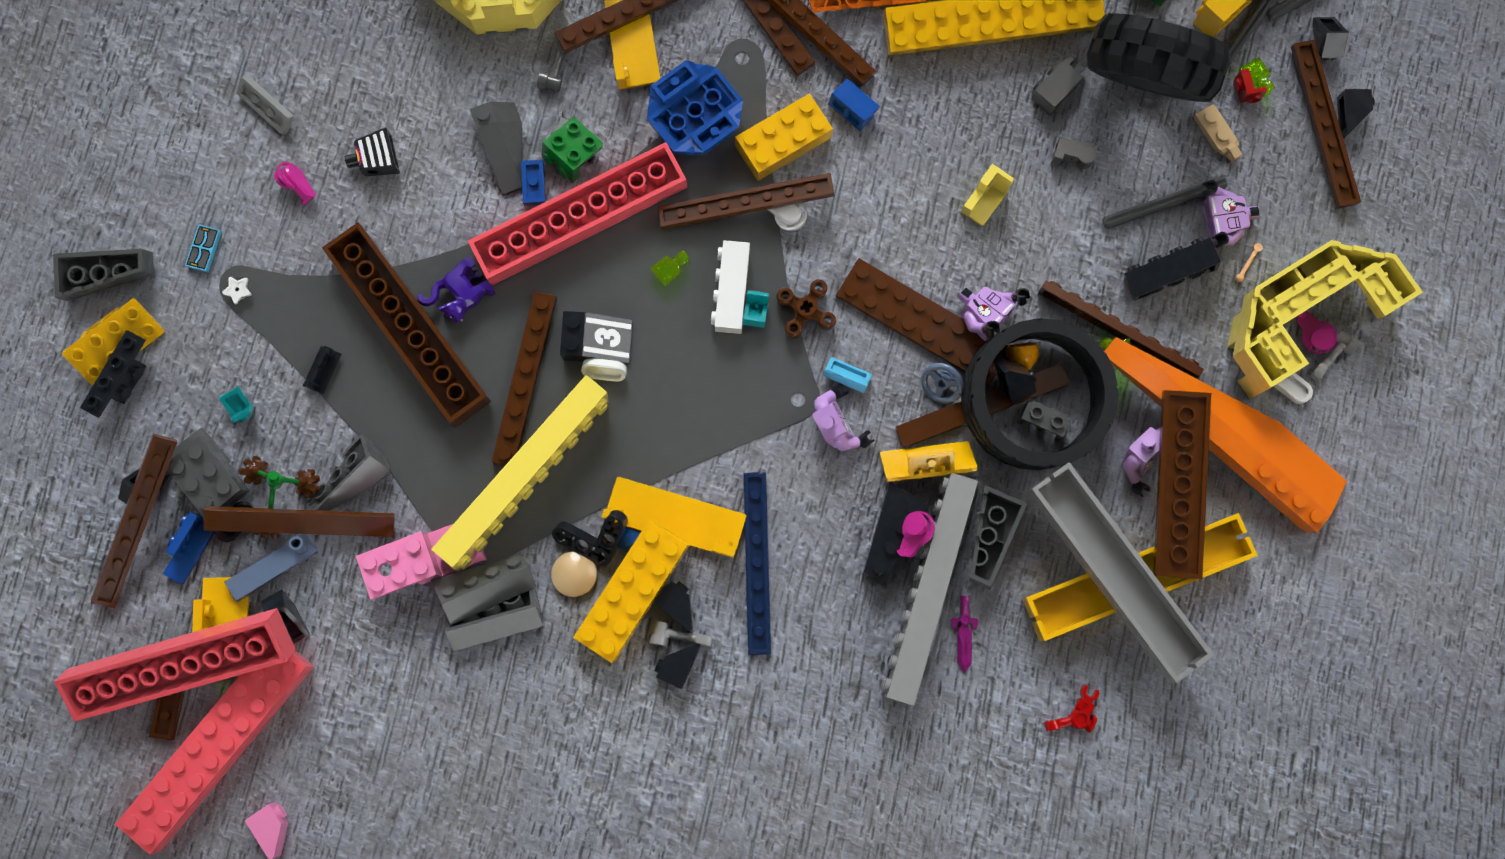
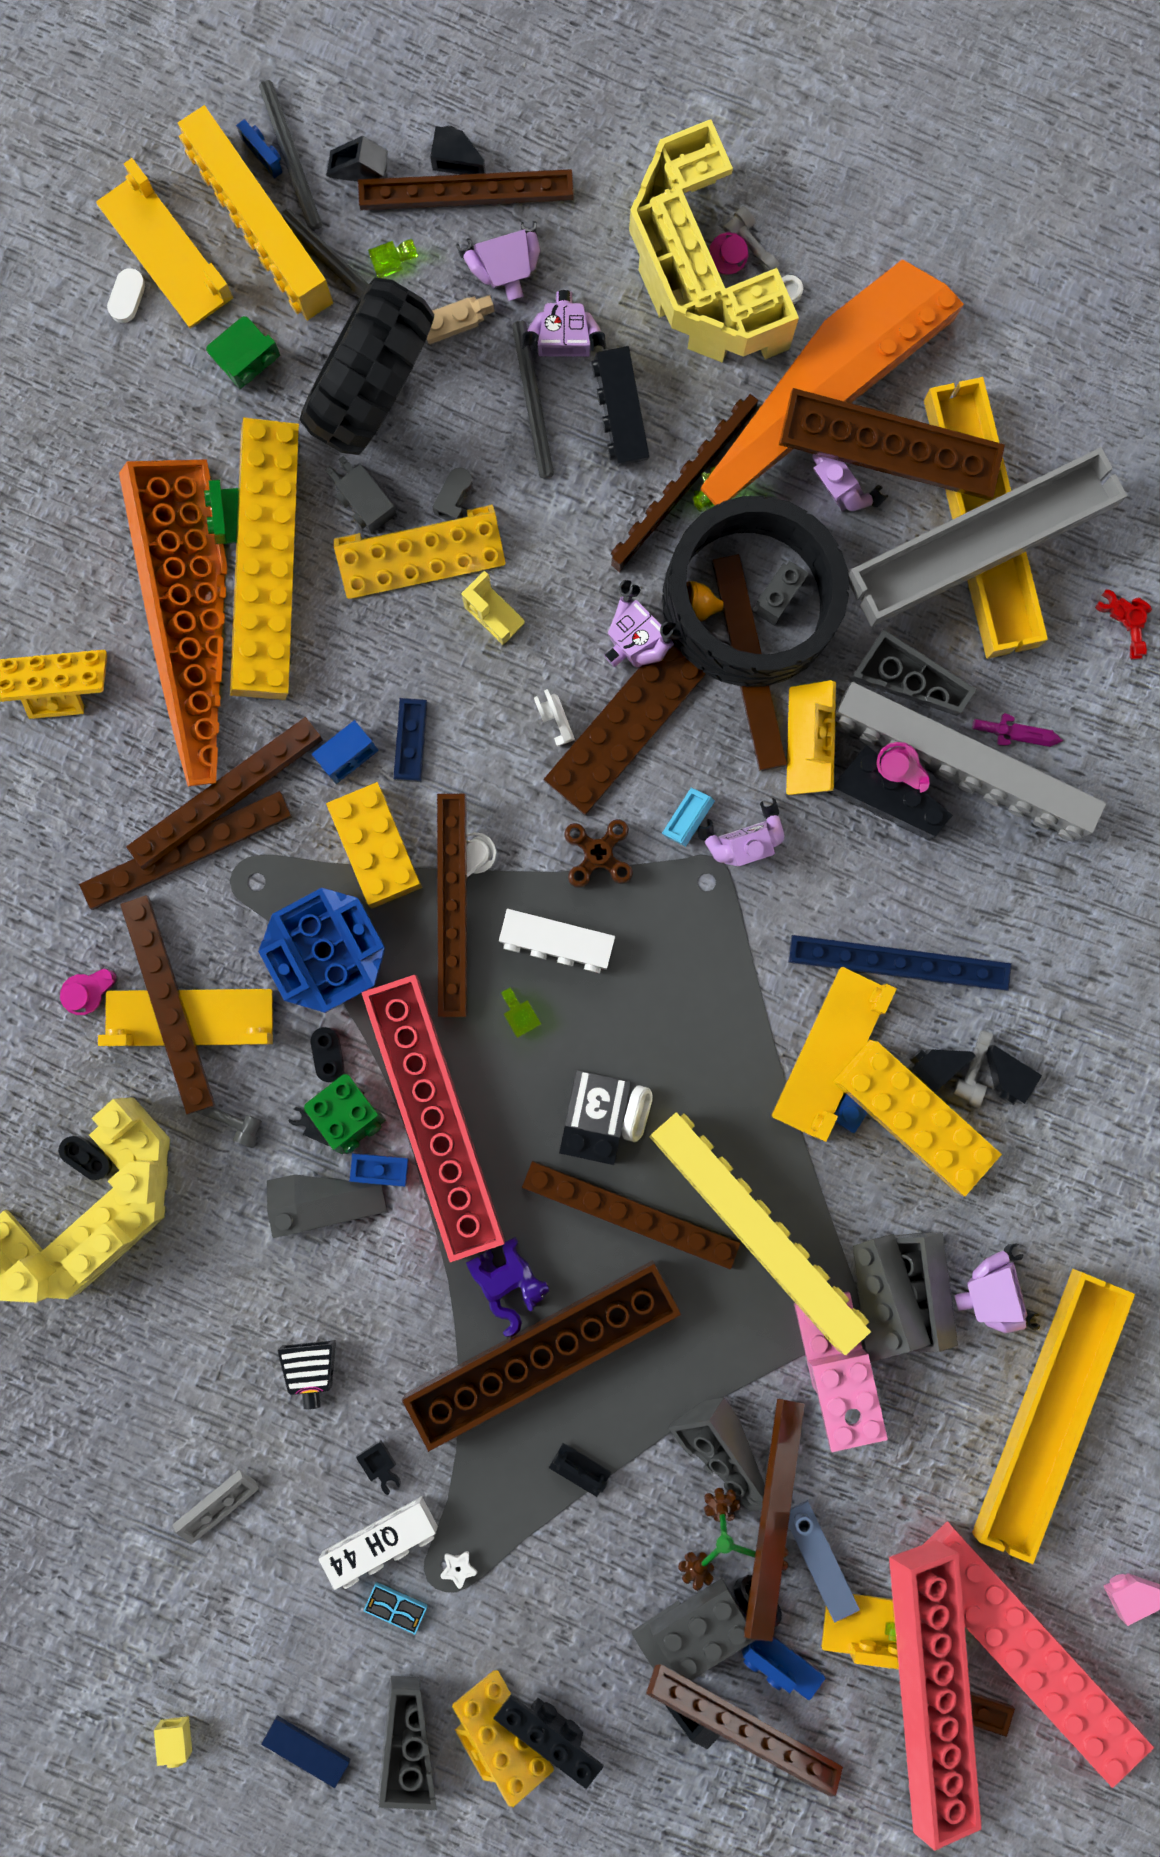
camera: 85 degrees left, 5 degrees up
(89, 103) = (173, 1741): none -> light yellow brick
(91, 200) = (306, 1751): none -> dark blue tile
(237, 404) = (610, 1583): teal bracket -> none
(250, 226) = (378, 1543): none -> white brick
(289, 614) = (874, 1552): black slope -> none
(293, 178) = (325, 1478): dark pink piece -> none
(310, 217) = (377, 1464): none -> black plate
(407, 737) = (1052, 1416): none -> yellow piece
(498, 678) = (997, 1294): none -> lavender torso
(573, 574) = (882, 1186): tan dish -> none
(600, 544) = (858, 1154): black beam -> none
(617, 132) = (329, 1054): none -> black plate
(756, 308) = (590, 914): teal bracket -> none
(872, 153) = (410, 740): none -> dark blue tile
(914, 255) = (553, 709): none -> white piece
(945, 379) = (714, 702): sand blue piece -> none
(1015, 380) = (731, 616): black slope -> none
(1021, 135) = (419, 553): none -> yellow bracket
(1244, 86) = (406, 273): red bracket -> none
(1256, 249) = (606, 303): light nougat hinge -> none
(1274, 161) = (504, 259): none -> lavender torso

